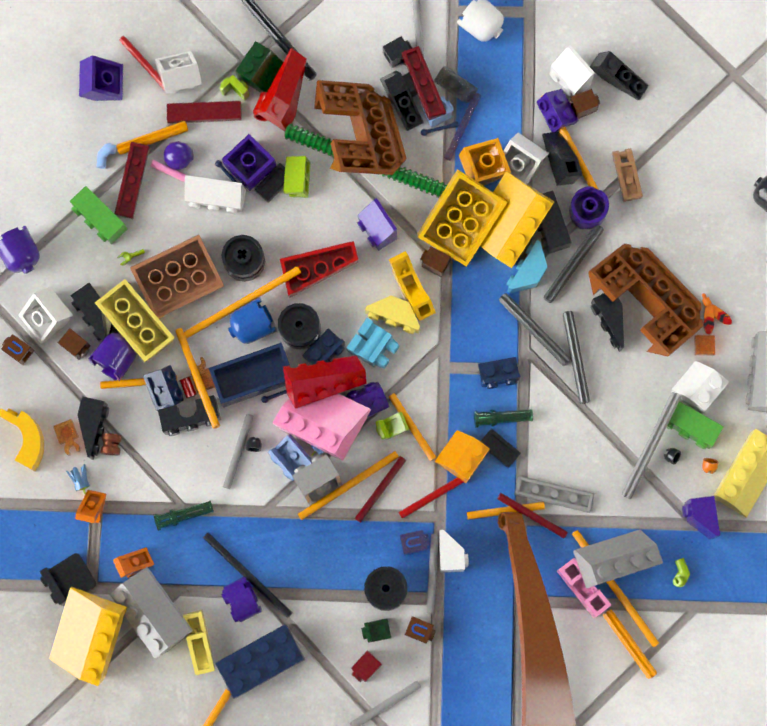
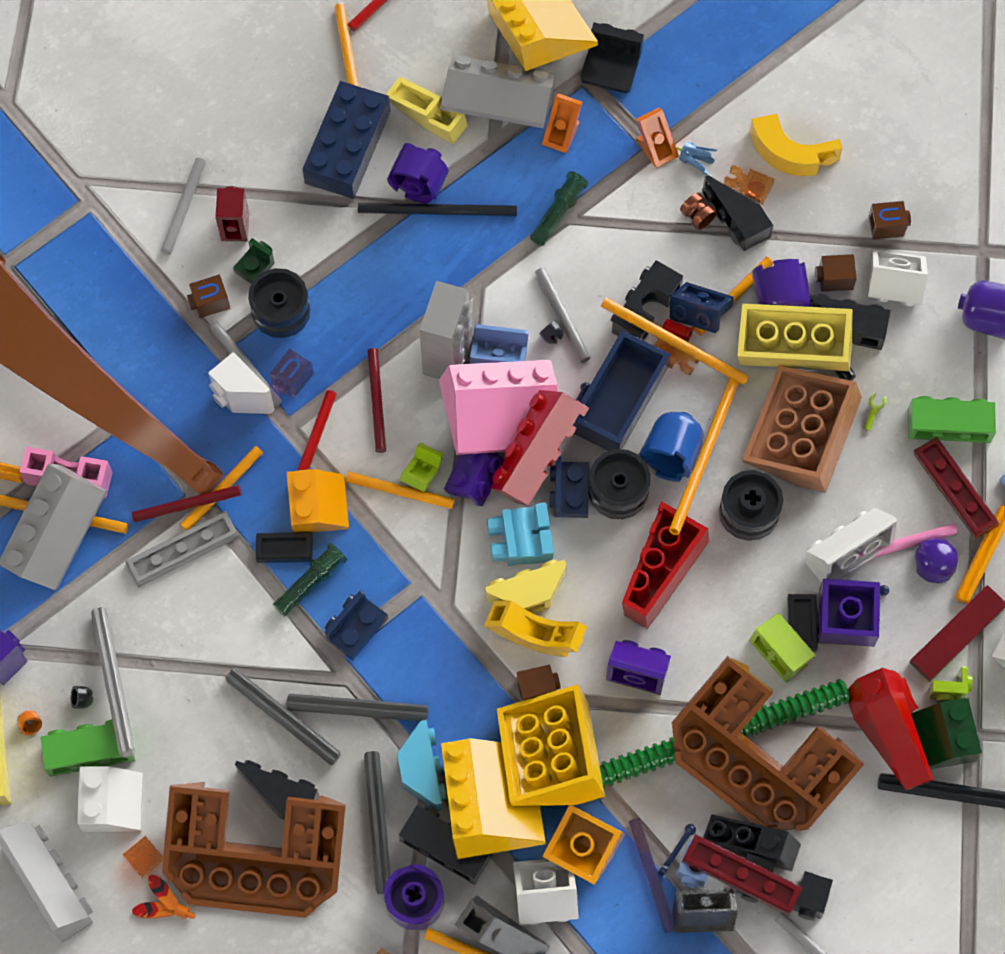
camera: 135 degrees right, 10 degrees down
(348, 485) = (406, 402): light orange piece -> none

